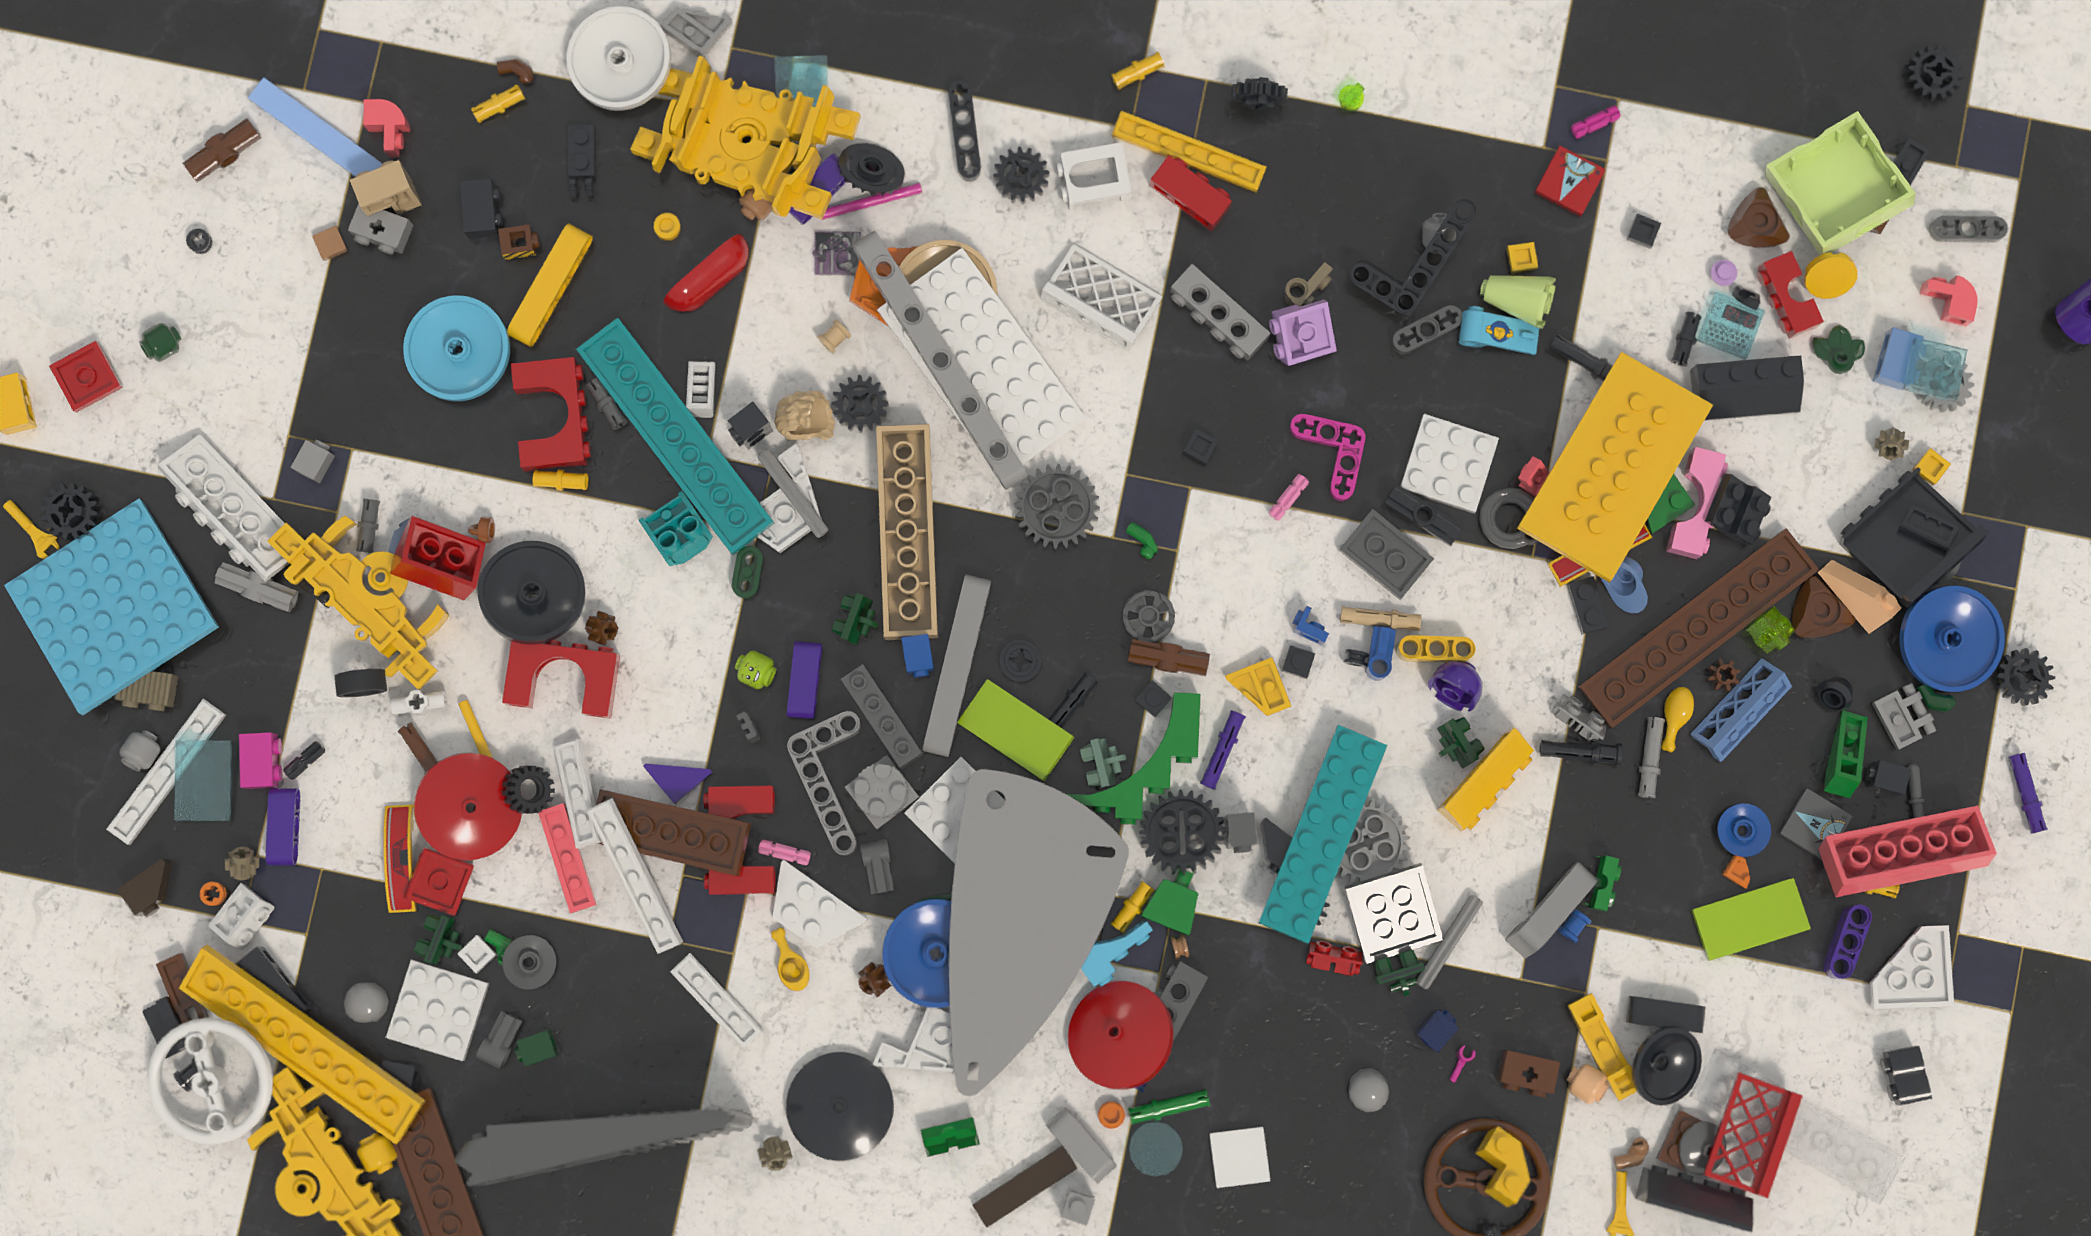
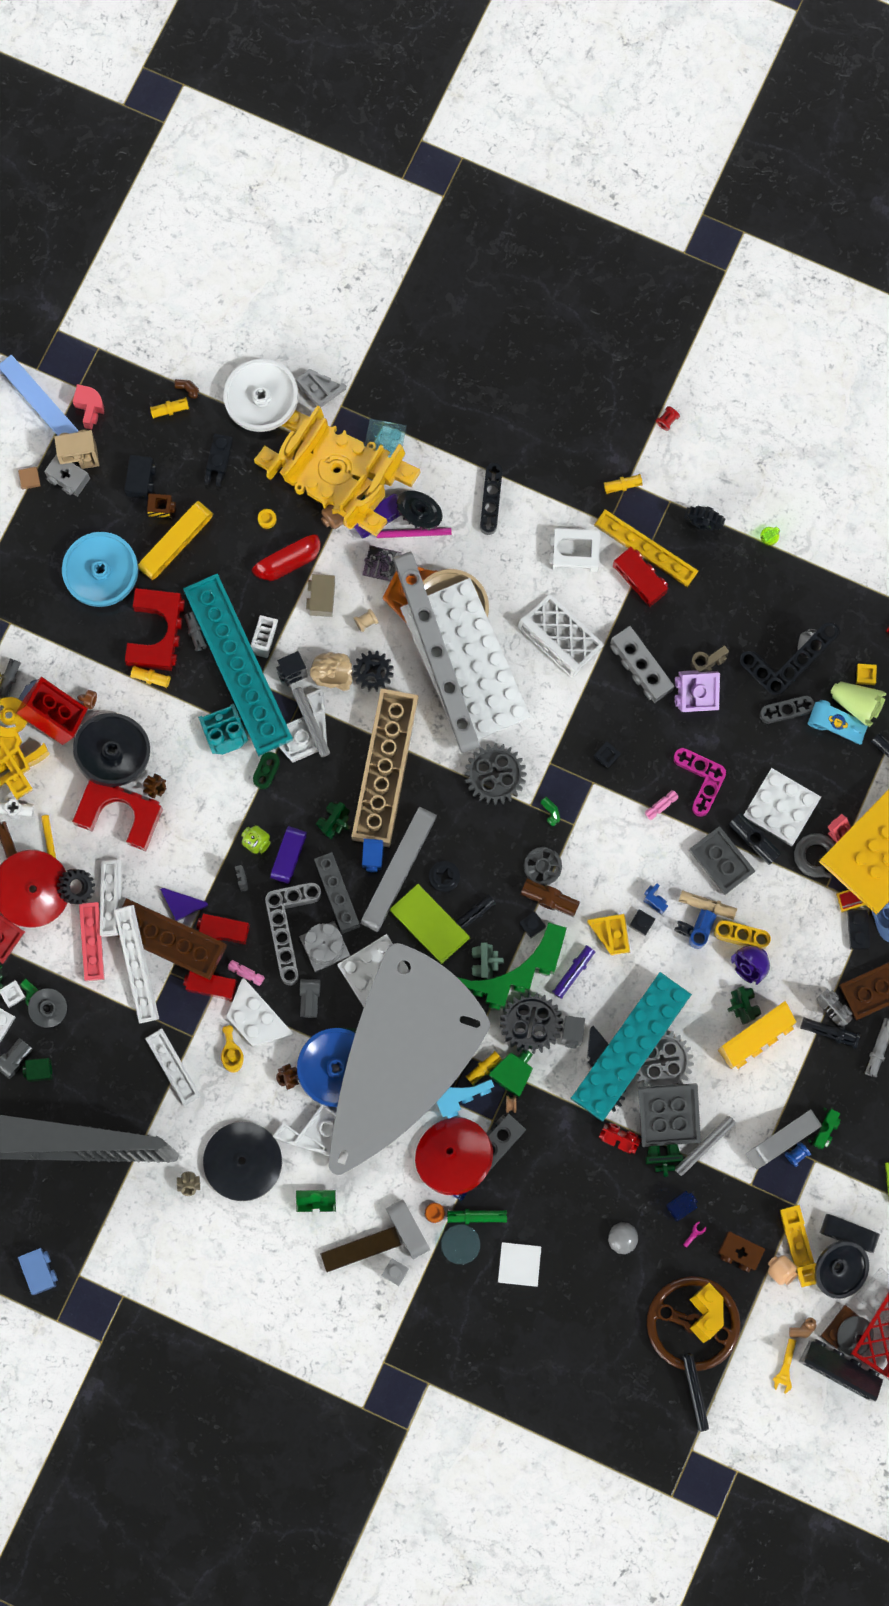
camera: 15 degrees right, 5 degrees down
(766, 315) = (322, 595): none -> dark tan brick
(1011, 179) = (516, 540): black gear -> none

